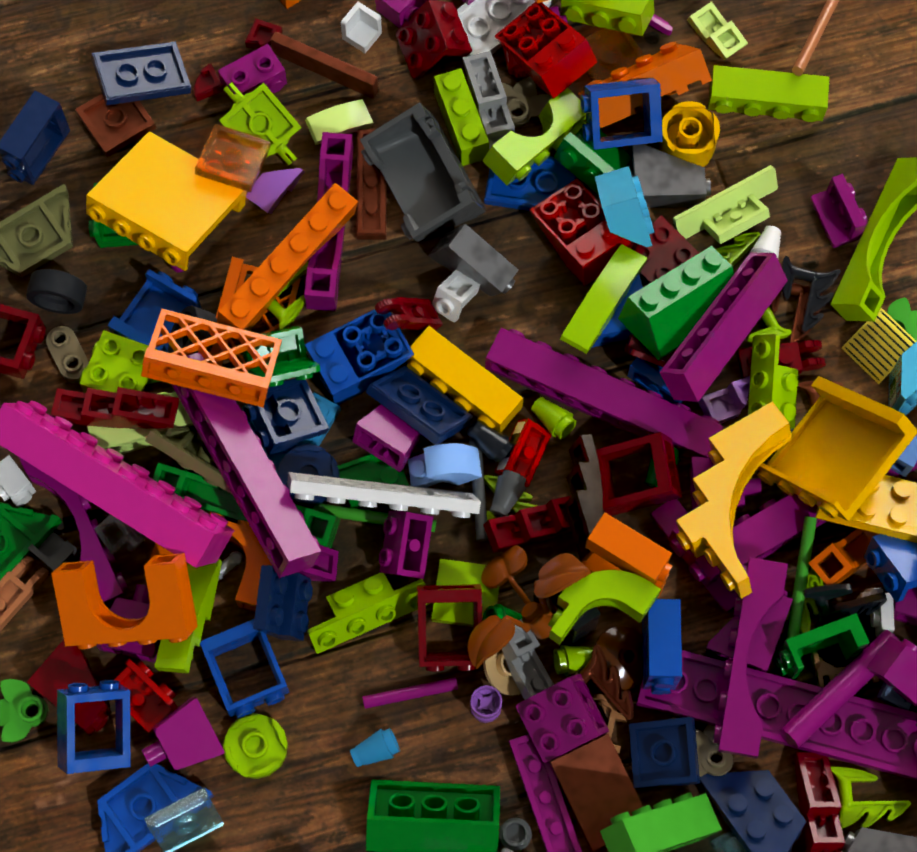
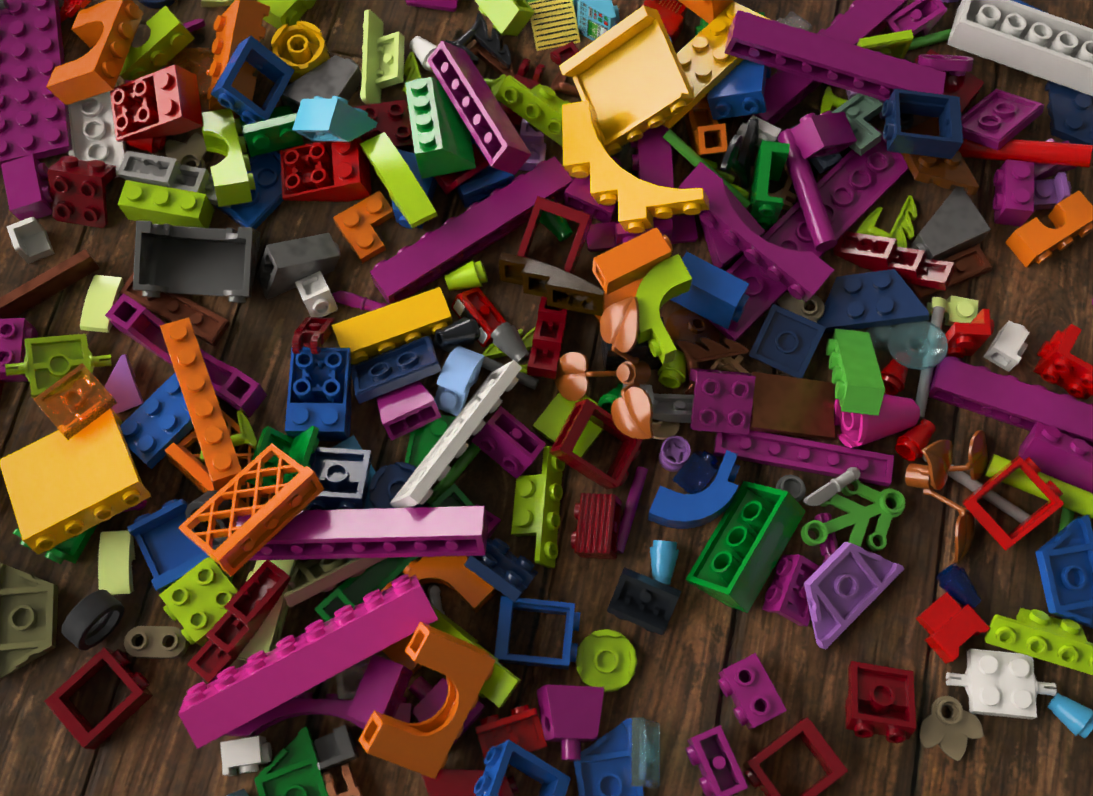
camera: 60 degrees left, 0 degrees up
(116, 278) = (114, 562): none -> yellowish green slope
(117, 558) = (380, 689): none -> magenta hinge
(251, 235) = (158, 423): none -> blue plate
(325, 749) = (643, 601): none -> black bracket
(374, 669) = (597, 526): none -> dark red brick
(447, 757) = (697, 509): none -> blue arch
(471, 335) = (356, 301): none -> magenta piece
(480, 735) = (697, 472): none -> clear blue bracket
(549, 290) = (358, 224): none -> orange plate
(853, 378) = (563, 53): none -> dark red tile

